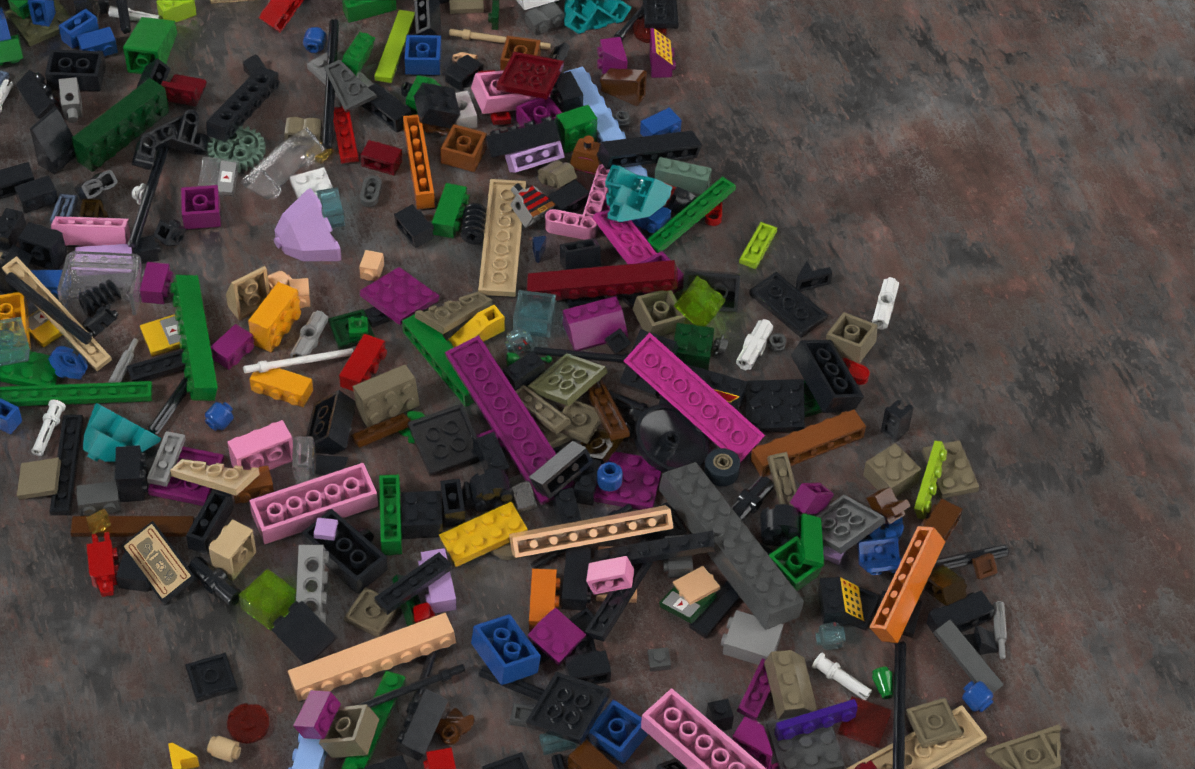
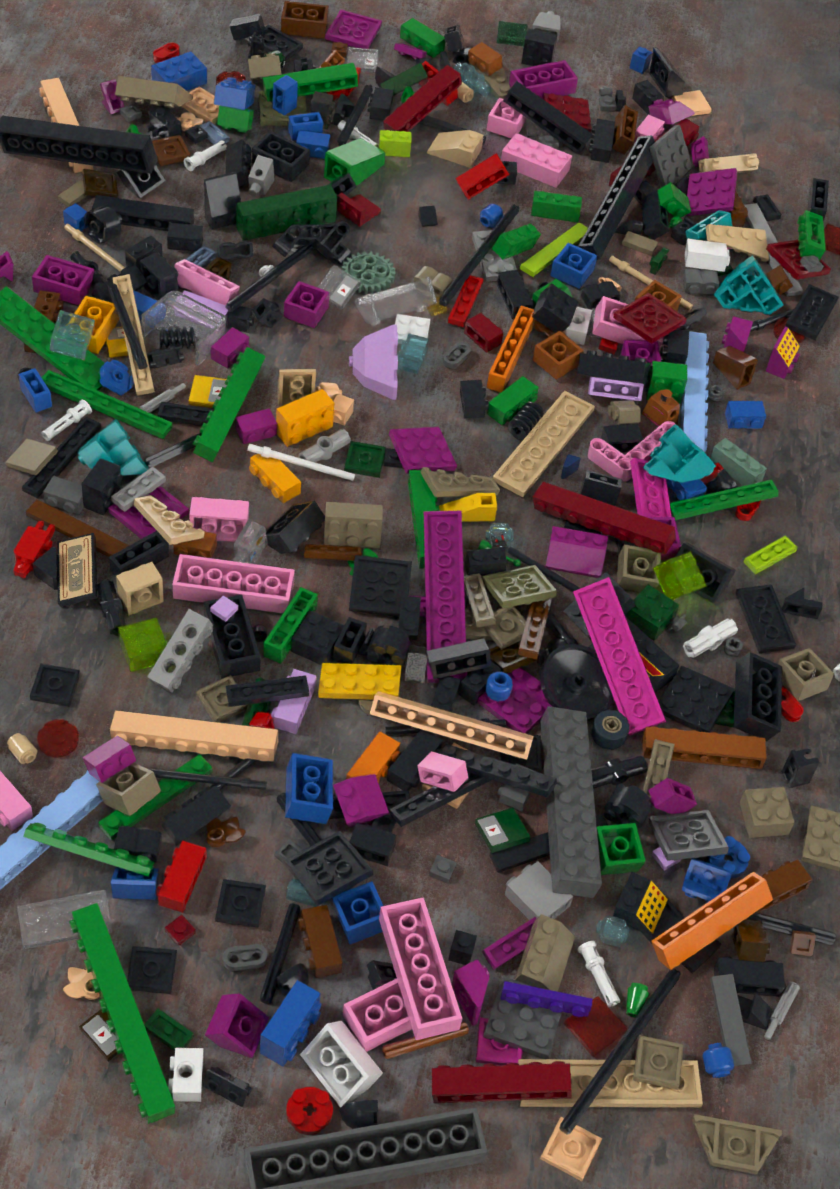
camera: 25 degrees right, 0 degrees up
(98, 521) = (50, 512): clear yellow plate -> none
(219, 416) = (207, 476): blue head -> none
(242, 104) = (395, 238): black brick -> none
(303, 632) = (149, 685): black brick -> none
(328, 464) = (269, 558): black brick -> none
(348, 87) = (490, 262): dark grey wing -> none
(358, 326) = (370, 459): green tile -> none
(363, 361) = (356, 488): red brick -> none
(371, 265) = (416, 414): light nougat brick -> none
(530, 204) = (584, 426): torso -> none
(535, 312) = (528, 517): clear light blue brick -> none
(617, 341) = (586, 575): black plate -> none
(648, 149) = (719, 426): black brick -> none
(696, 585) = (517, 821): light nougat piece -> none
(811, 540) = (646, 834): green tile -> none
(886, 504) = (739, 839): reddish brown brick -> none
(929, 485) = (792, 842): lime plate -> none

